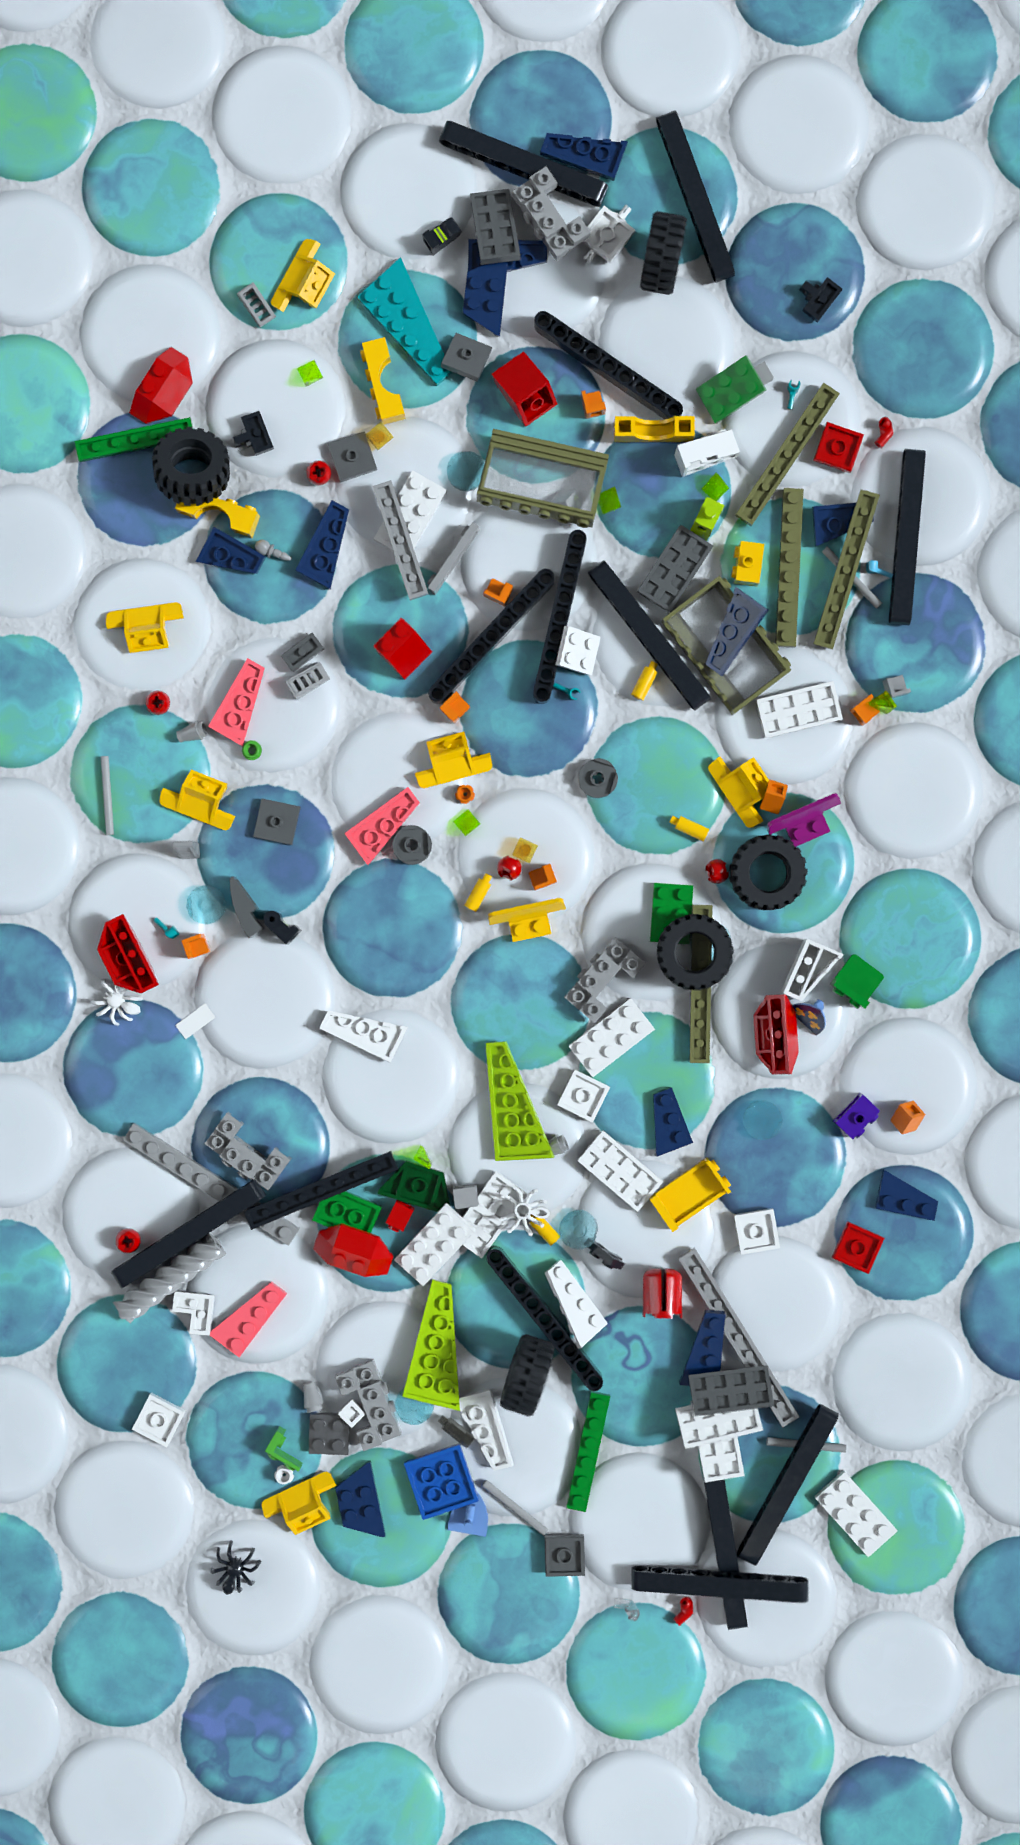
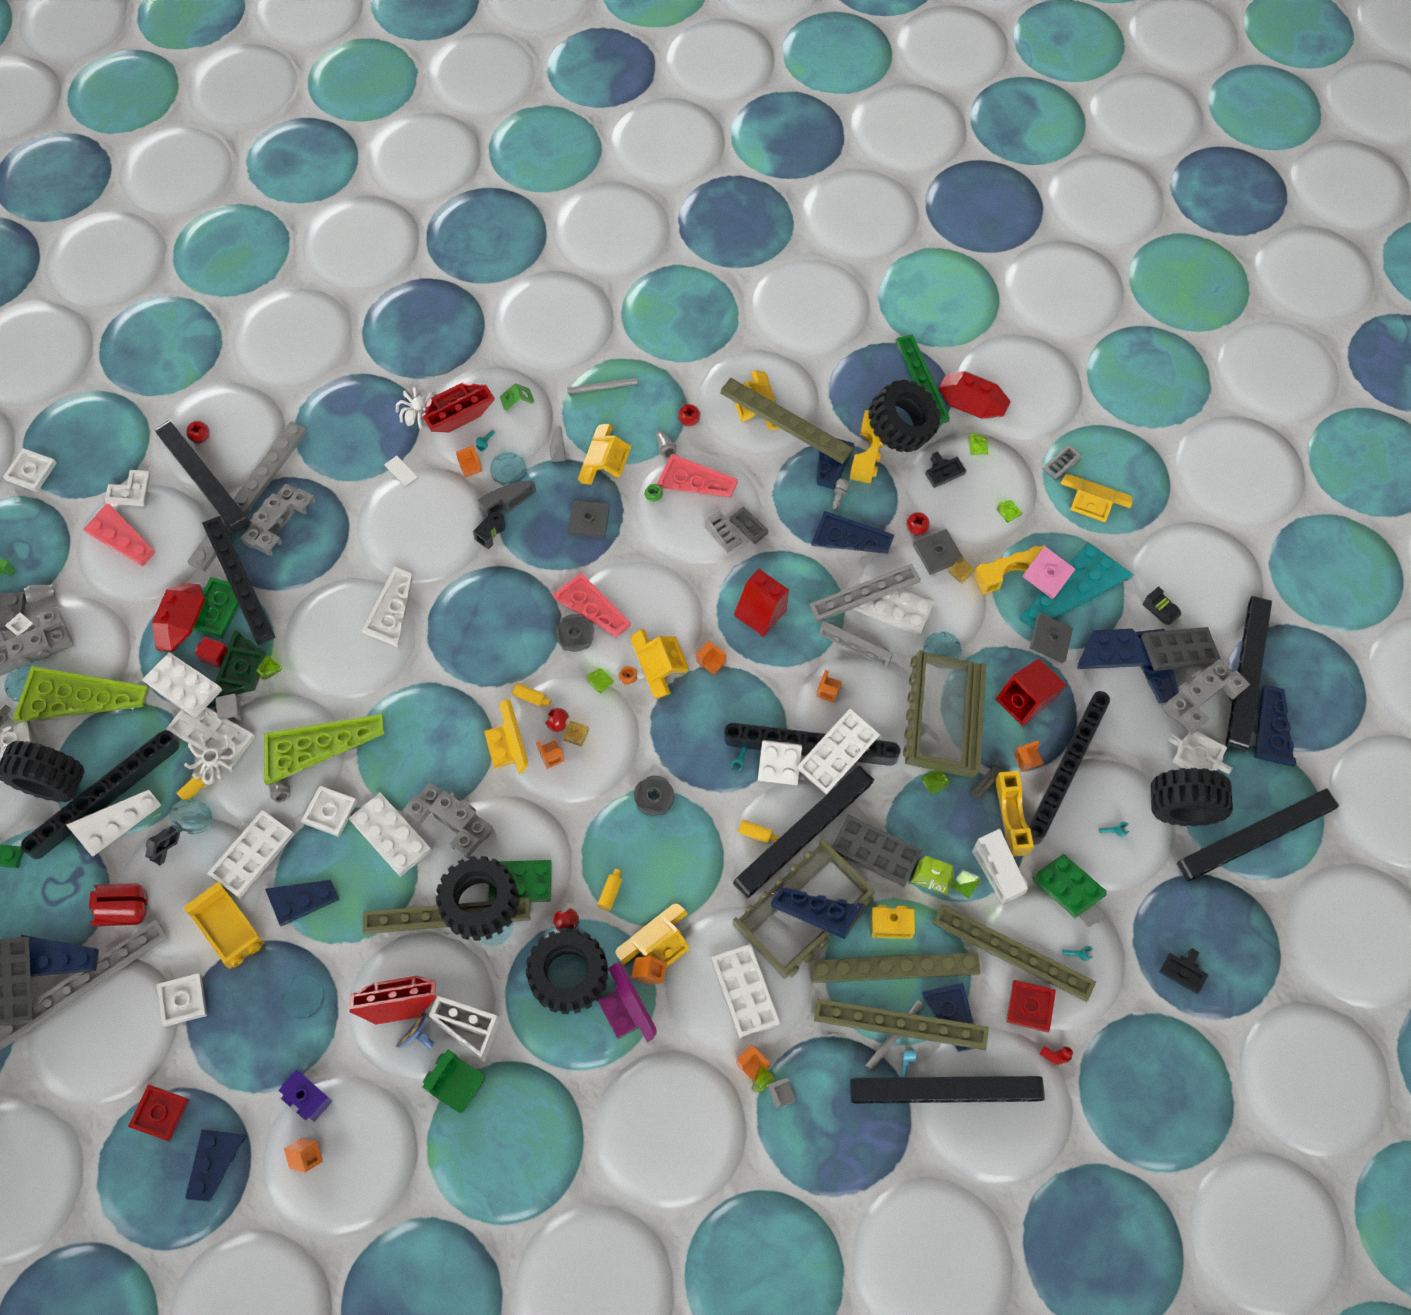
camera: 80 degrees right, 25 degrees down
(114, 892) = (515, 394): none -> bright green bracket
(169, 1279) = (160, 466): light grey piece -> none
(181, 596) = (786, 420): none -> olive plate
(224, 392) = (977, 444): none -> clear neon green slope
(396, 345) = (1048, 572): none -> bright pink plate
(494, 626) = (779, 675): black beam -> none
(577, 591) = (838, 751): none -> white plate
(613, 449) = (985, 782): none -> dark grey axle
(675, 331) = (1118, 830): none -> teal hand

